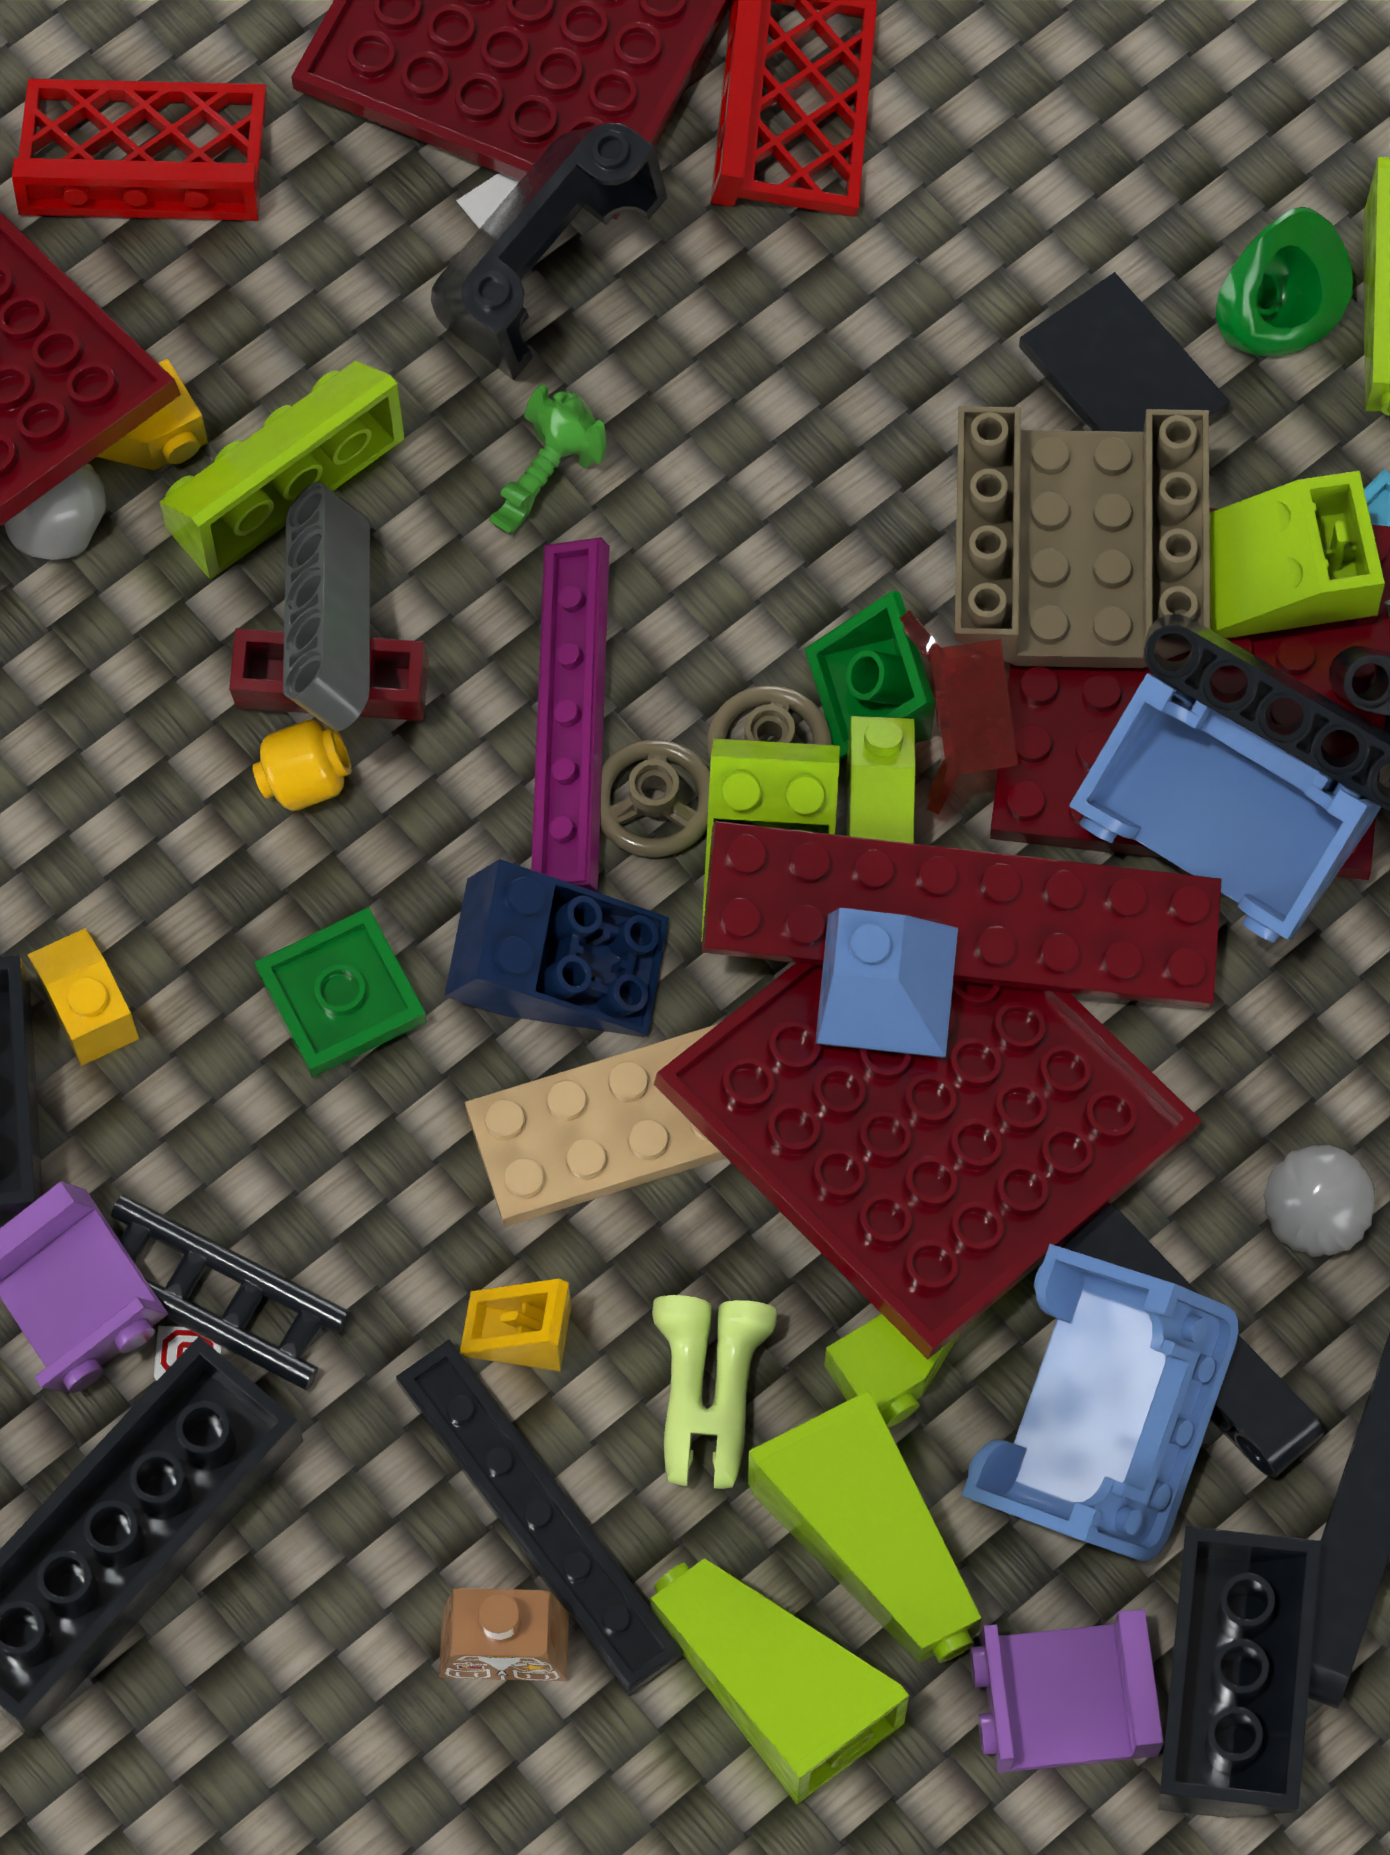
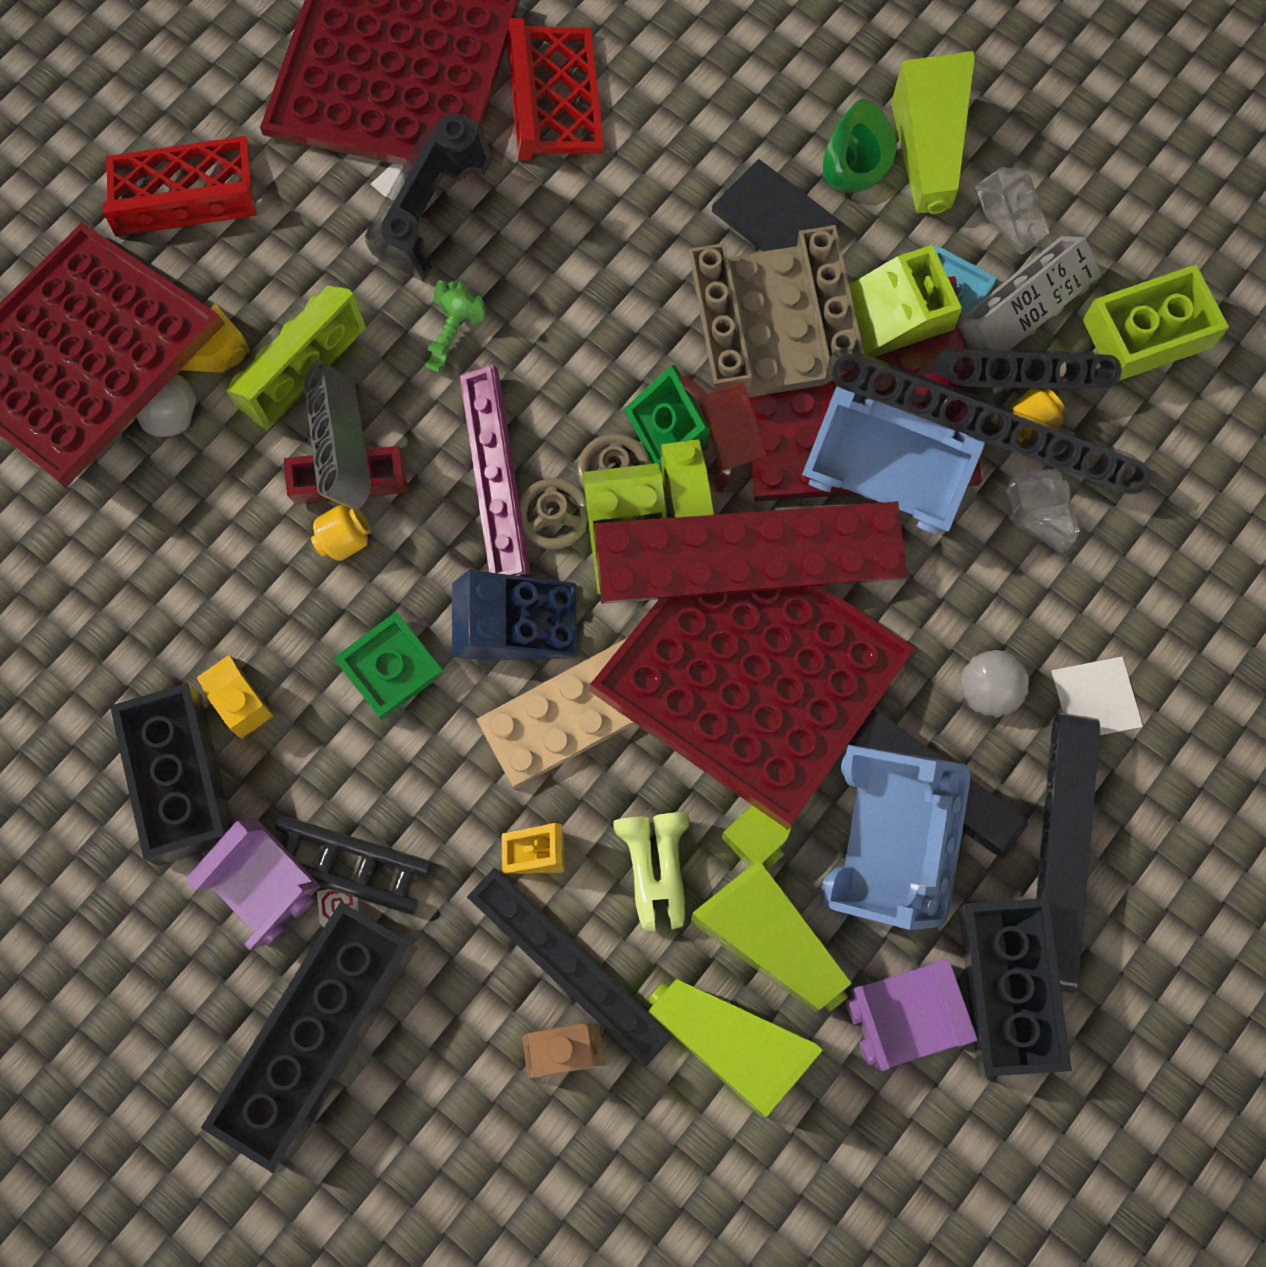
camera: 10 degrees left, 5 degrees up
(886, 983) = (716, 603): medium blue slope -> none

